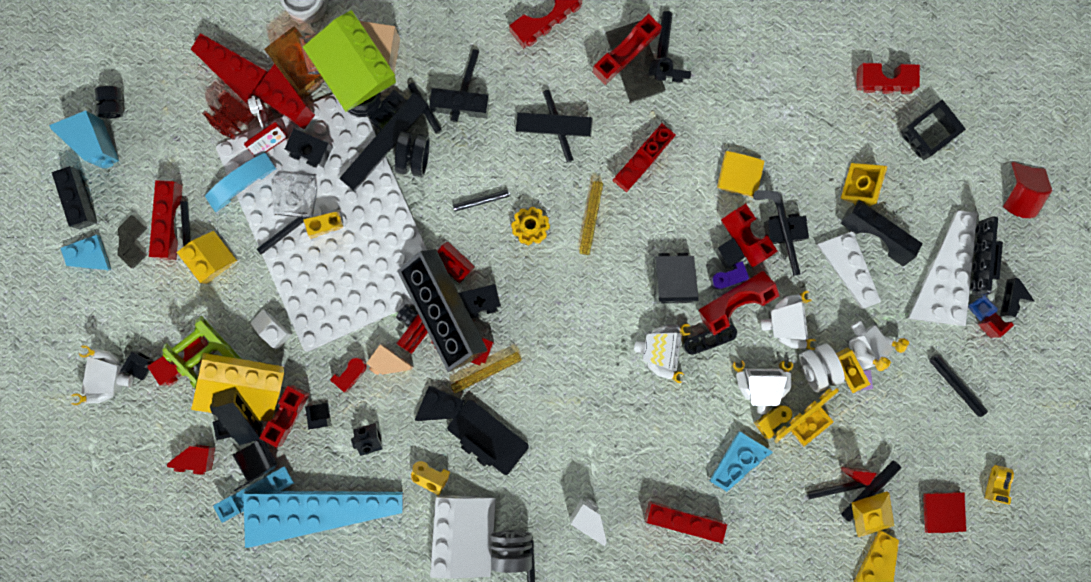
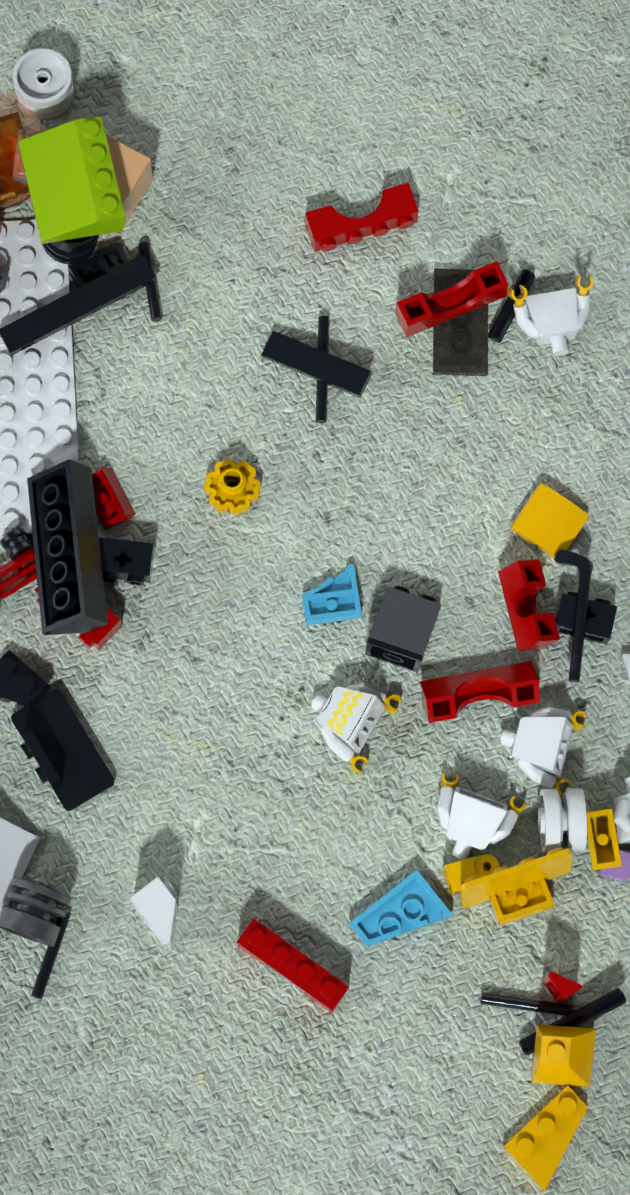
camera: 20 degrees right, 10 degrees down
(412, 154) = (108, 332): black wheel -> none
(450, 101) = (215, 296): black arch -> none
(466, 80) = (215, 272): black bar -> none
(481, 200) = (177, 429): black bar -> none
(485, 372) = (94, 661): clear yellow axle -> none
(591, 218) = (320, 507): clear yellow axle -> none
(623, 276) = (334, 600): none -> medium azure wing
(644, 157) = (423, 452): red slope -> none
(668, 72) = (509, 358): black plate -> none
(695, 35) = (553, 315): none -> white torso
(698, 349) = (402, 739): black beam -> none
(722, 280) = (481, 656): dark purple leg -> none
(729, 253) = (493, 620): black panel -> none

